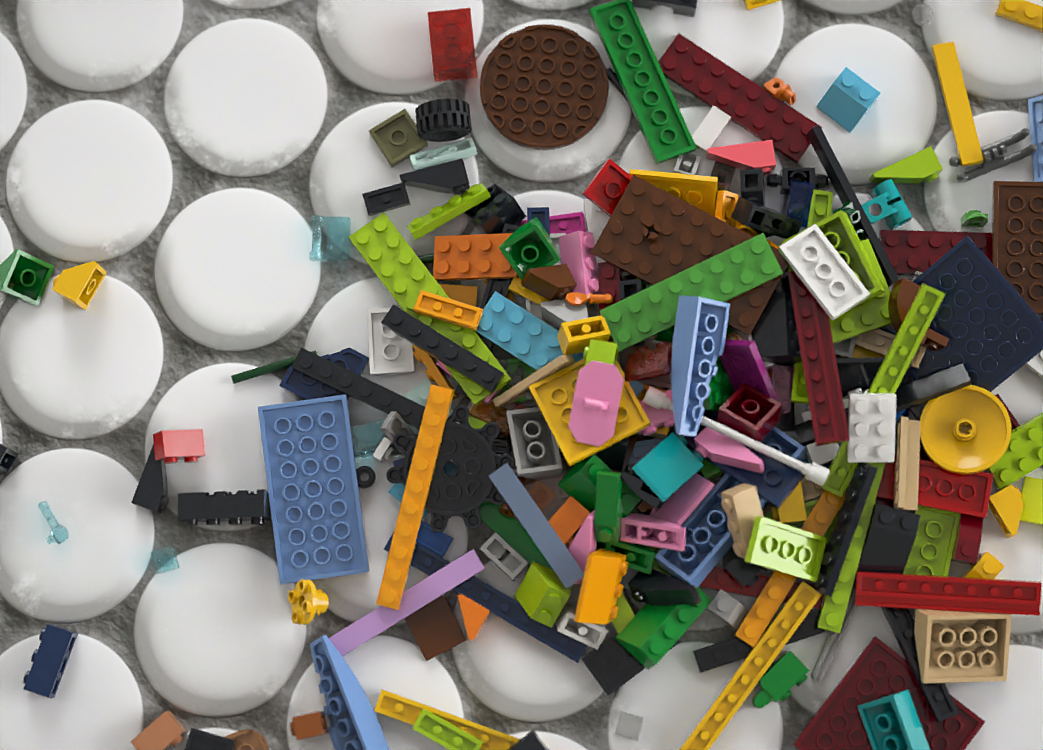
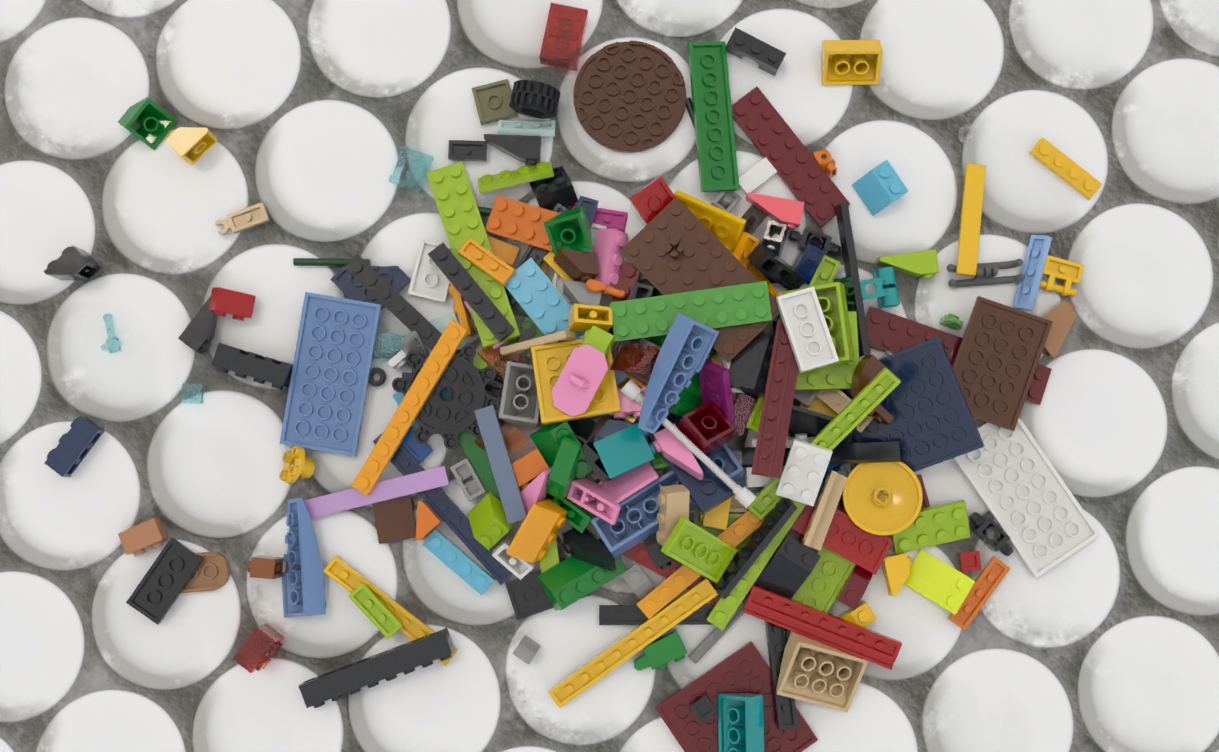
camera: 15 degrees right, 5 degrees up
(163, 350) = (244, 219): none -> tan plate
(522, 651) = (459, 561): none -> medium azure brick
(847, 726) = (703, 708): none -> black plate

